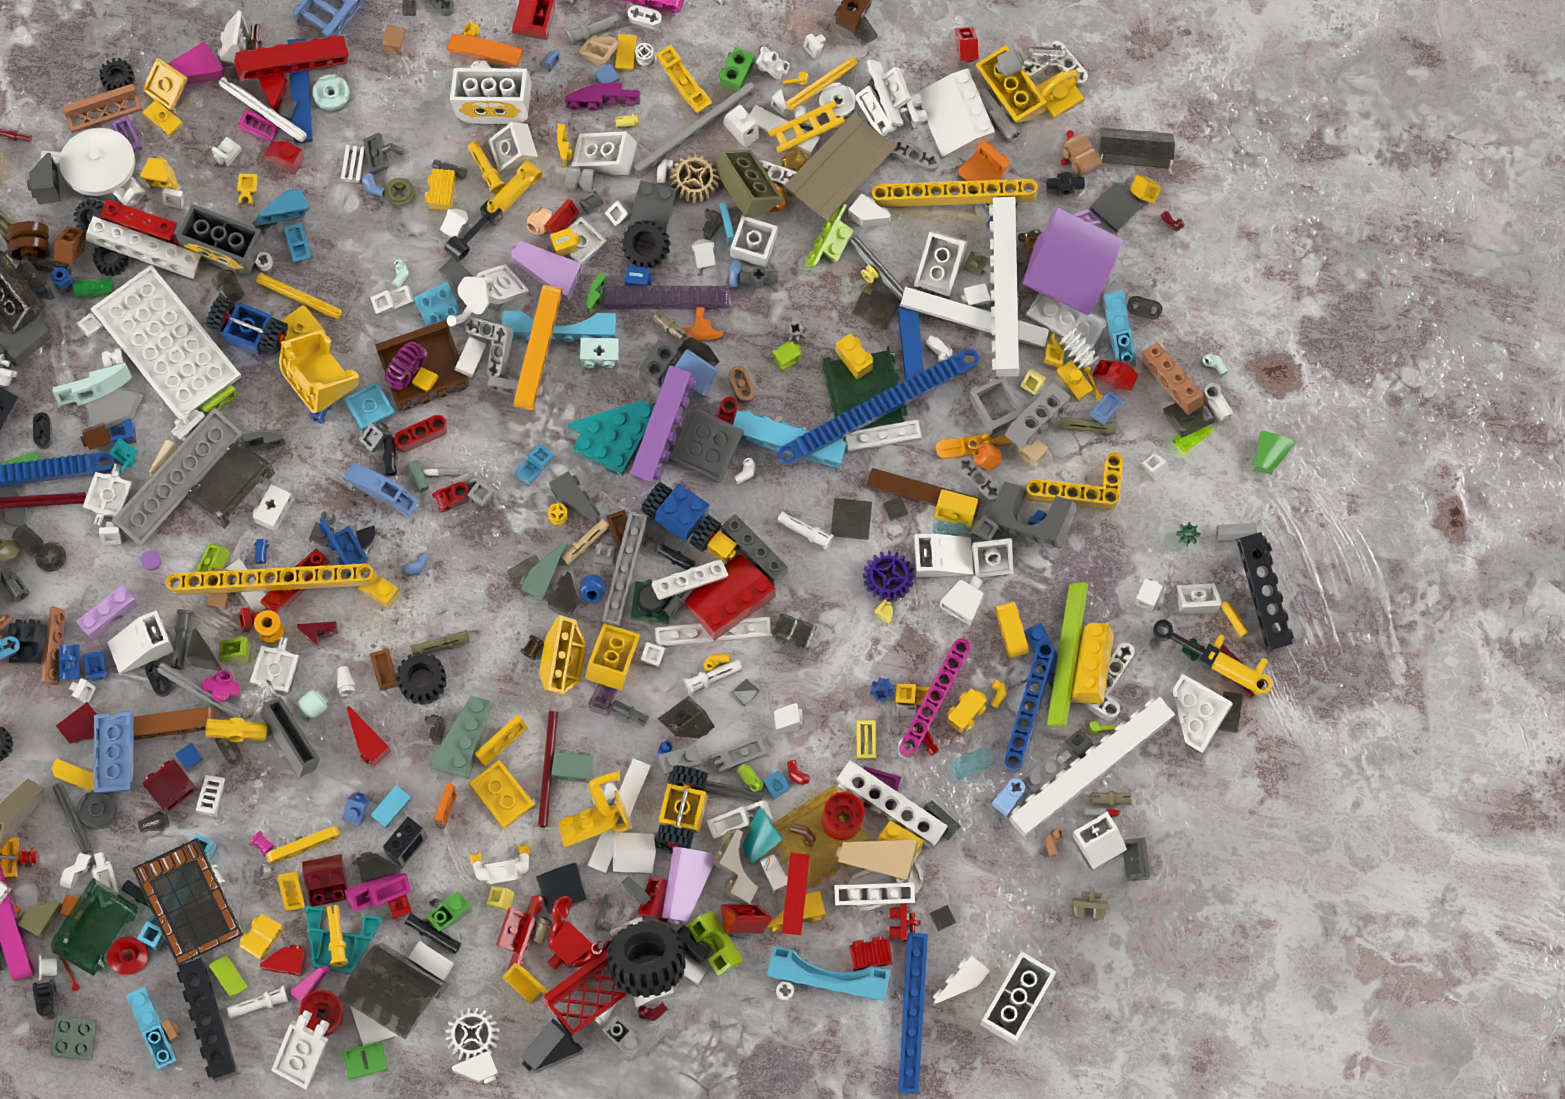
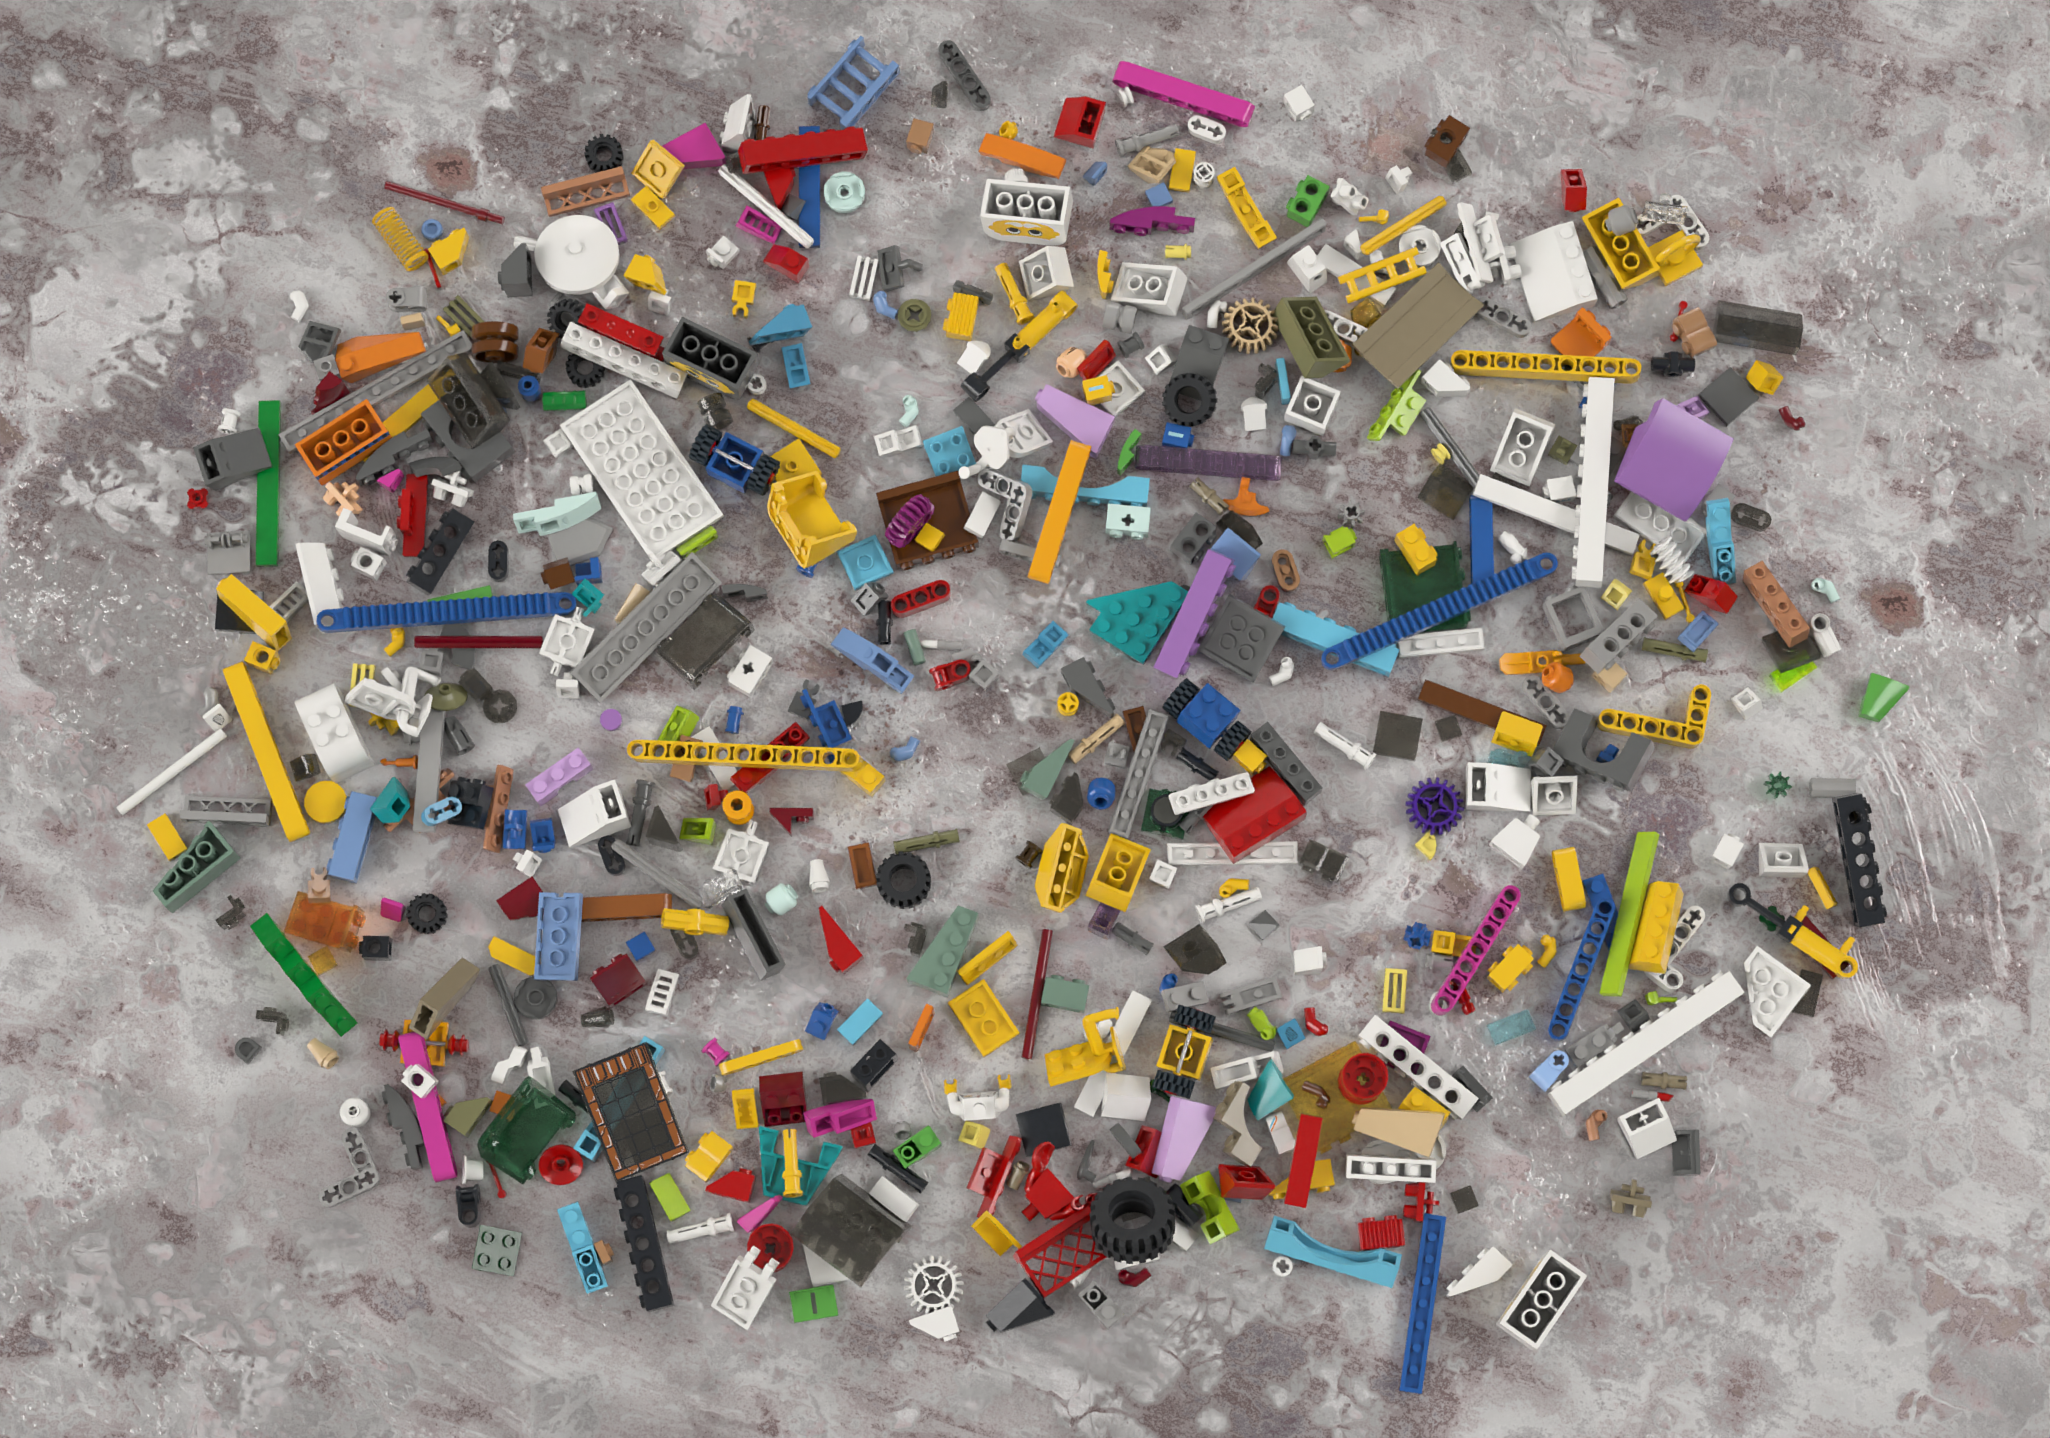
camera: 10 degrees right, 5 degrees up
(221, 686) = (681, 873): dark pink plate -> none

